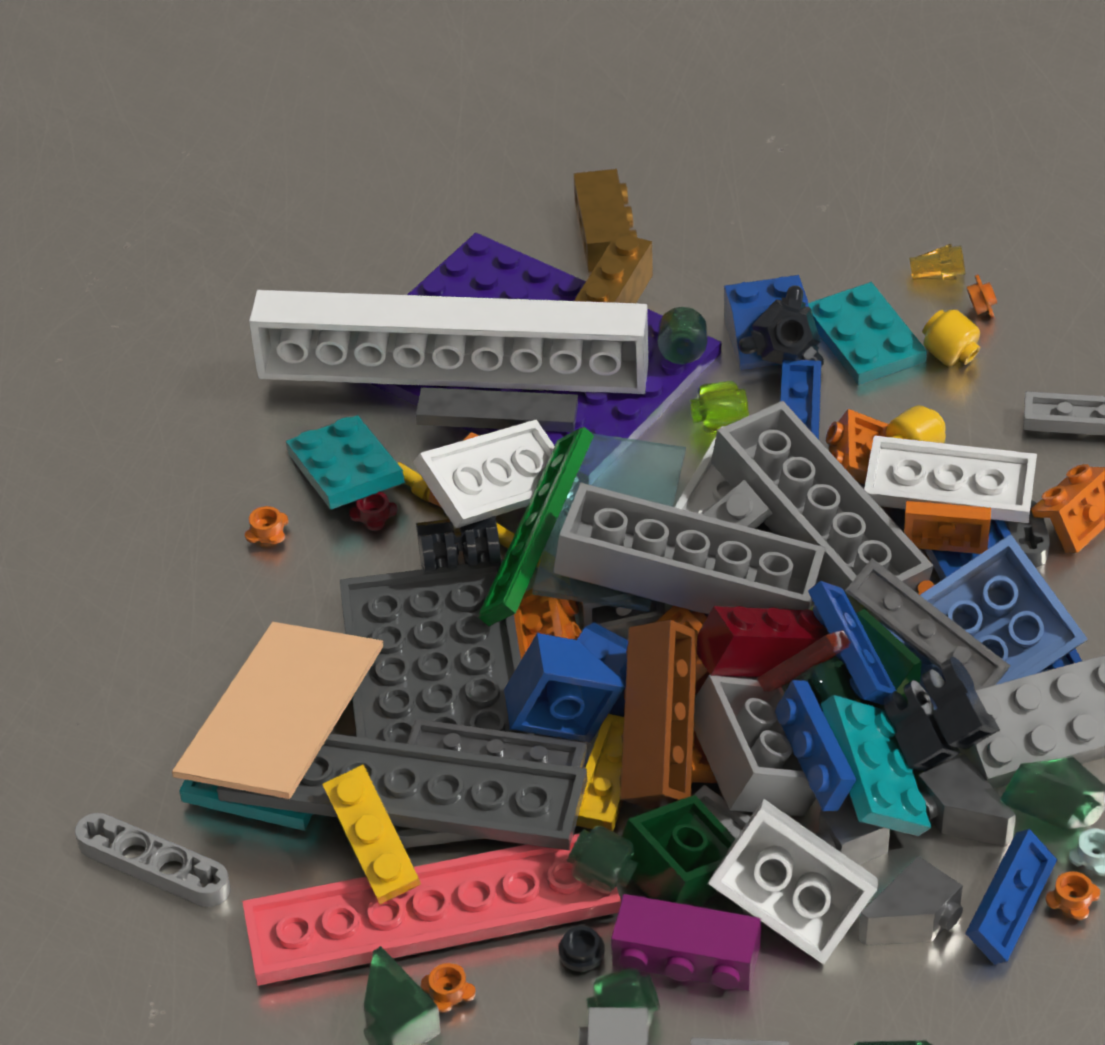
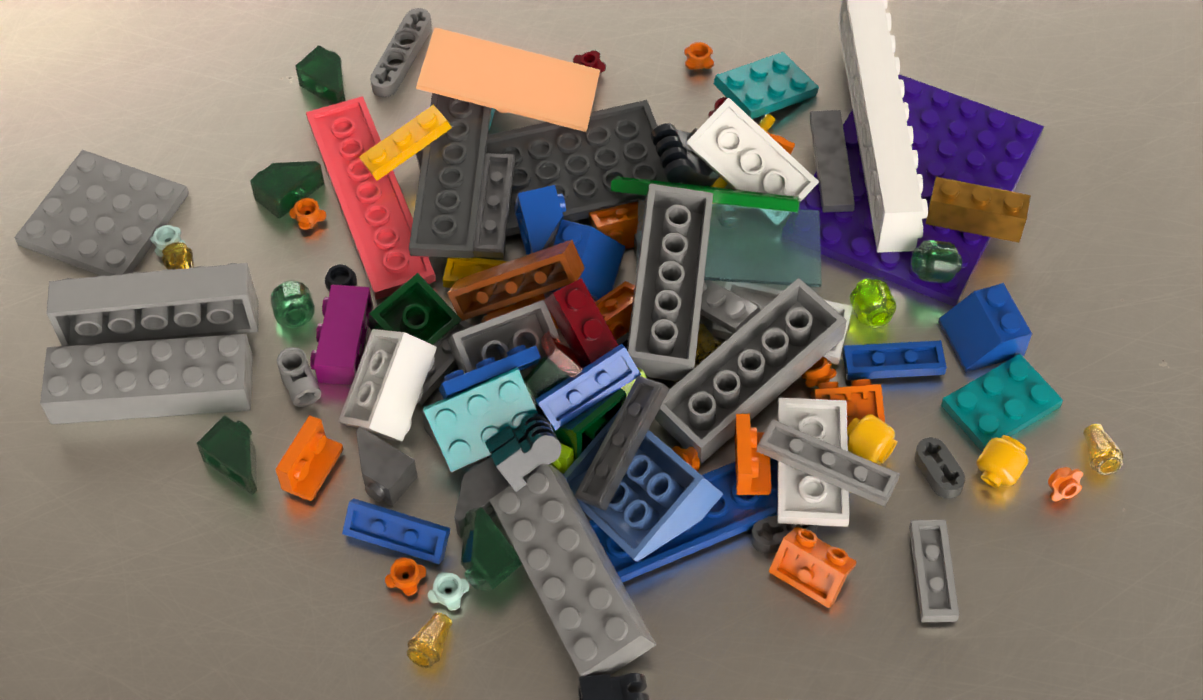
camera: 80 degrees right, 10 degrees up
(187, 948) = (322, 75): none -> clear green slope
(243, 640) = (590, 59): none -> dark red plate
(601, 211) = (1082, 203): pearl gold brick -> none
(602, 859) = (393, 268): clear green head -> none
(758, 999) = (300, 381): none -> light grey piece
(785, 331) = (964, 335): black rock -> none
(895, 987) = (308, 460): none -> orange bracket
(950, 392) = (936, 469): none -> dark grey beam
(965, 454) = (828, 462): none -> light grey tile

